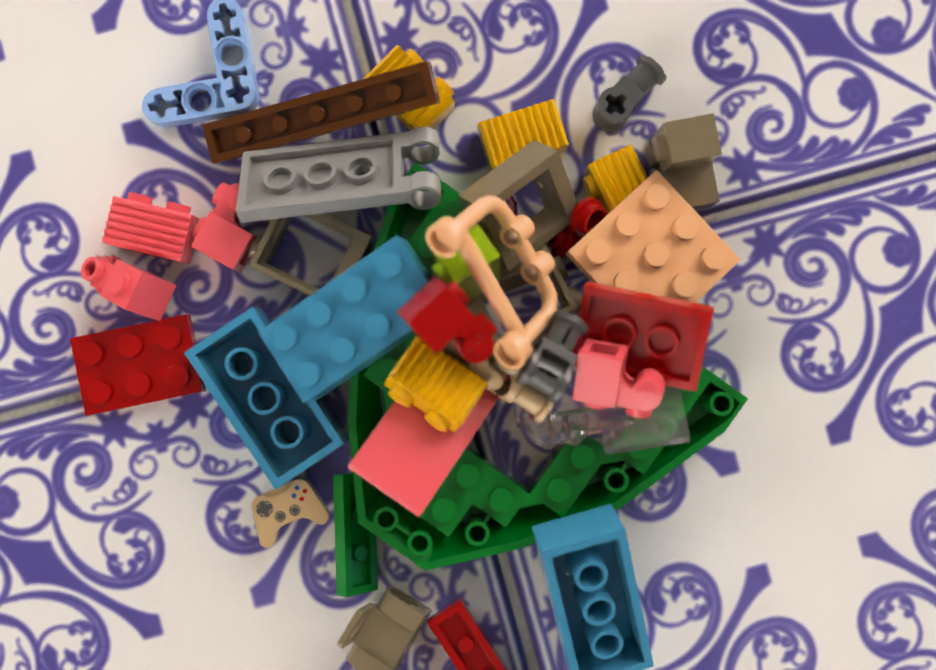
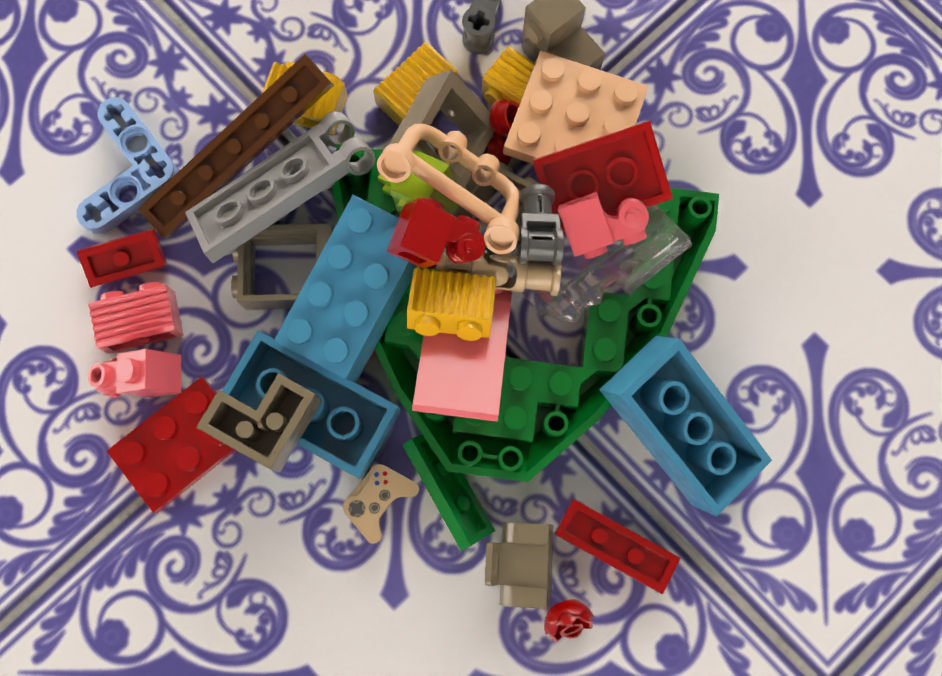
camera: 30 degrees left, 10 degrees down
(166, 164) = (122, 257): none -> red plate
(202, 410) = (264, 433): none -> dark tan brick
(221, 232) = (200, 292): coral brick -> none

